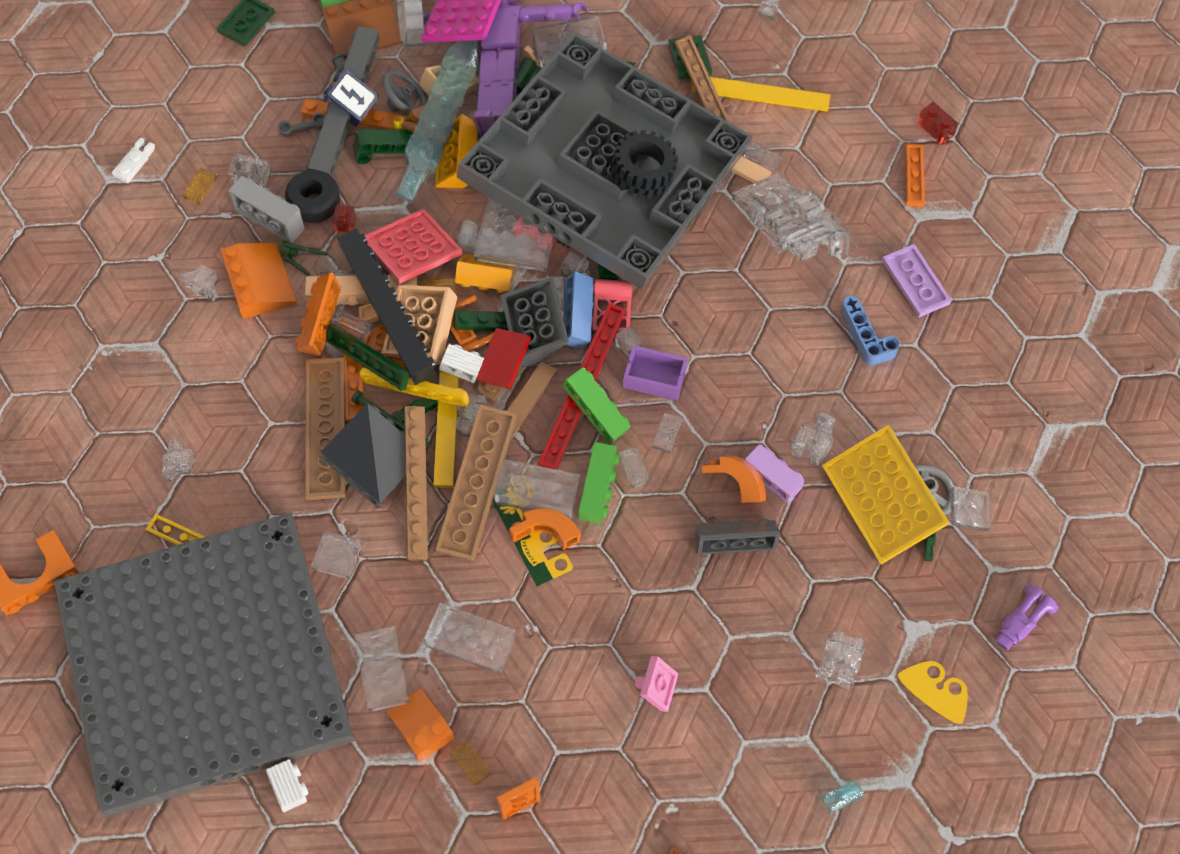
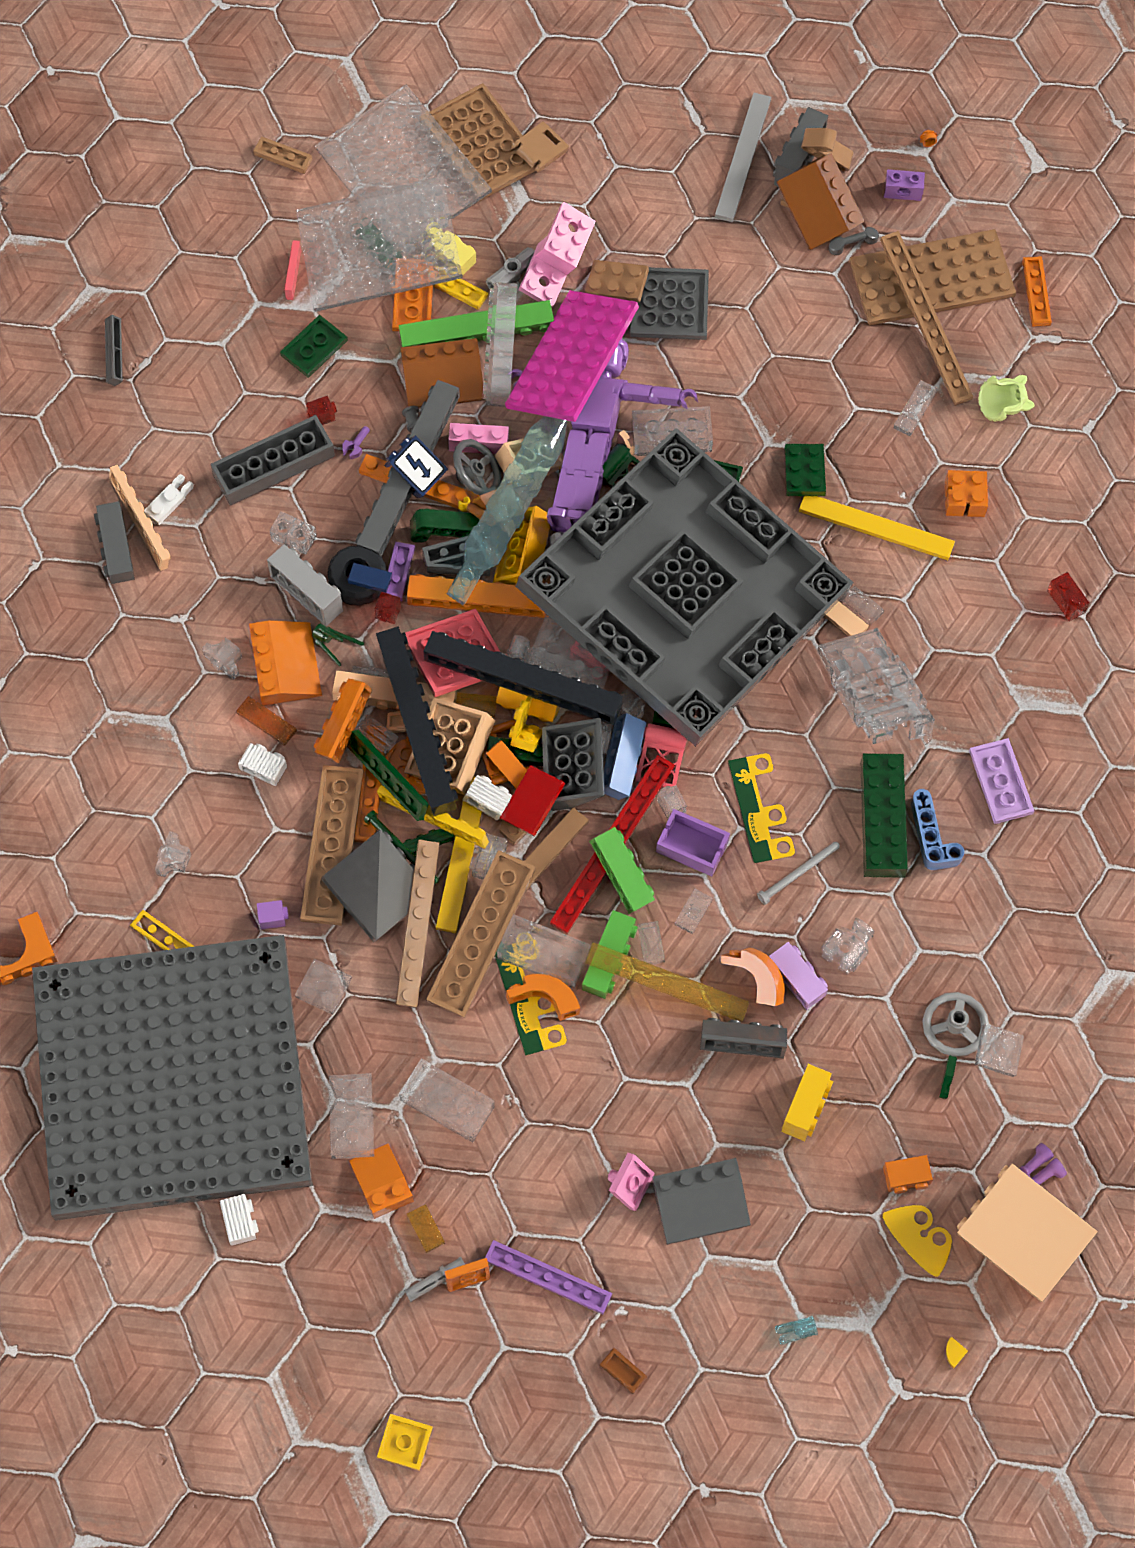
camera: 10 degrees right, 5 degrees up
(68, 47) = (113, 350): none -> dark grey piece
(89, 202) = (115, 542): none -> dark grey brick
(111, 181) = (136, 512): none -> light nougat plate
(199, 186) = (236, 542): clear yellow tile -> none
(222, 113) = (272, 460): none -> dark grey brick
(248, 331) = (266, 720): none -> clear orange tile
(250, 367) = (263, 764): none -> white brick
(260, 70) = (322, 409): none -> clear red brick
(278, 497) = (272, 914): none -> medium lavender brick
(286, 129) = (340, 488): dark grey bar -> none
(294, 92) = (355, 443): none -> medium lavender bar
(324, 193) = (370, 577): none -> dark blue tile
(350, 185) = (400, 568): none -> medium lavender plate
(390, 169) = (446, 557): none -> dark grey wedge
(412, 67) = (490, 436): none -> bright pink brick
(429, 197) = (485, 597): none -> orange brick
(474, 330) = (507, 763): none -> orange tile
(476, 254) = (523, 677): none -> black brick
(484, 812) = (431, 1281): none -> light grey pin
(485, 306) = (524, 736): none -> yellow bracket
(597, 788) = (548, 1277): none -> medium lavender plate
(638, 180) = (713, 624): black tyre -> none
(656, 497) = (667, 982): none -> clear yellow tile
(700, 77) = (811, 503): medium nougat tile -> none
(704, 343) = (754, 815): none -> piece
(727, 691) = (701, 1201): none -> dark grey slope
(728, 411) = (764, 896): none -> light grey bar
(808, 583) = (807, 1103): none -> yellow brick
(820, 324) = (883, 815): none -> dark green brick
(827, 51) = (967, 488): none -> orange piece
(841, 656) = (826, 1186): clear piece -> none
(885, 494) = (910, 1019): yellow plate -> none
(913, 633) = (908, 1174): none -> orange brick
(914, 175) = (1029, 654): orange tile -> none
(995, 791) = (954, 1352): none -> yellow tile
(1041, 665) = (1025, 1232): none -> light nougat piece

